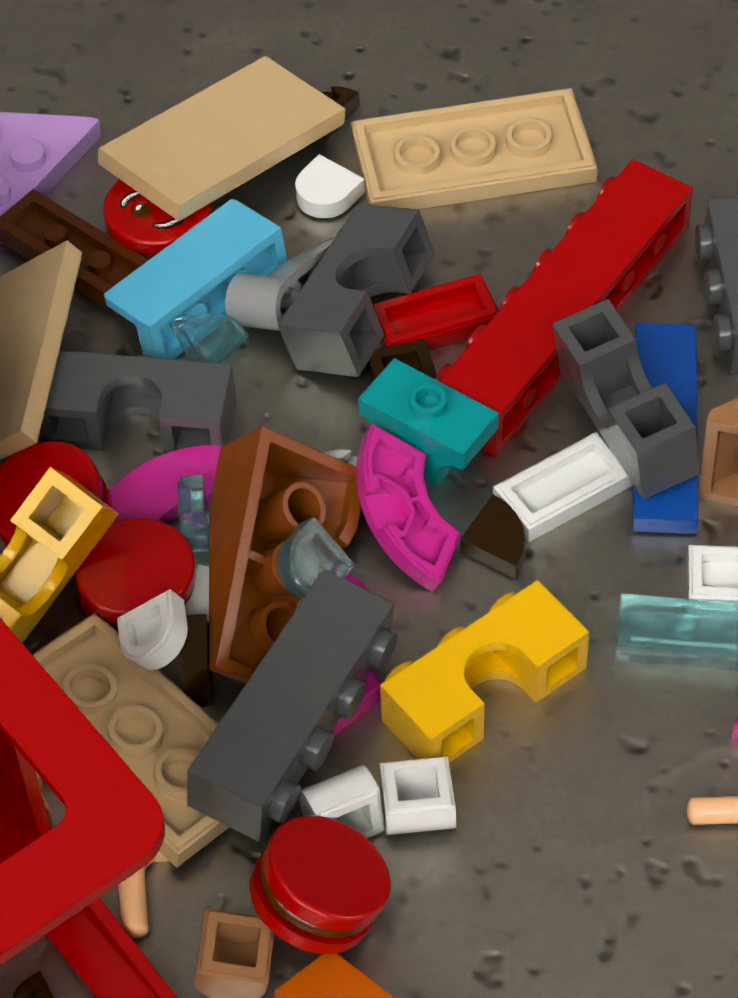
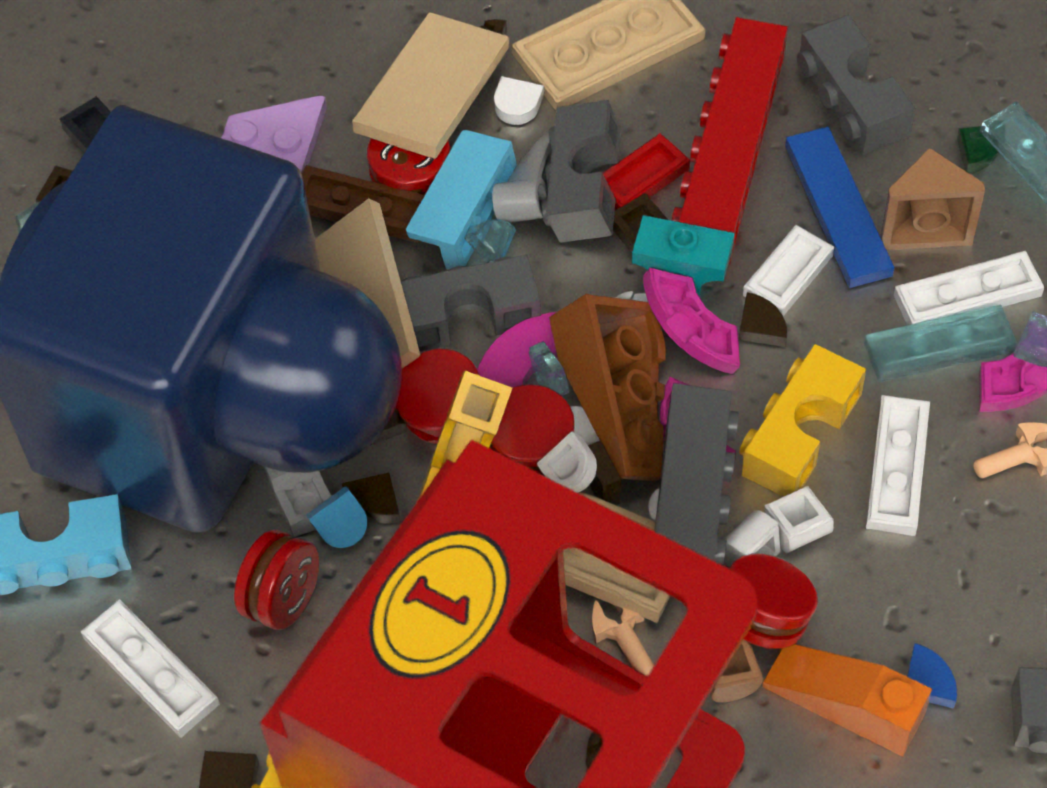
camera: 20 degrees left, 5 degrees up
(309, 553) = (652, 378): clear light blue tile -> none
(586, 772) = (898, 465): none -> white tile
(638, 422) = (841, 217): dark grey arch -> none

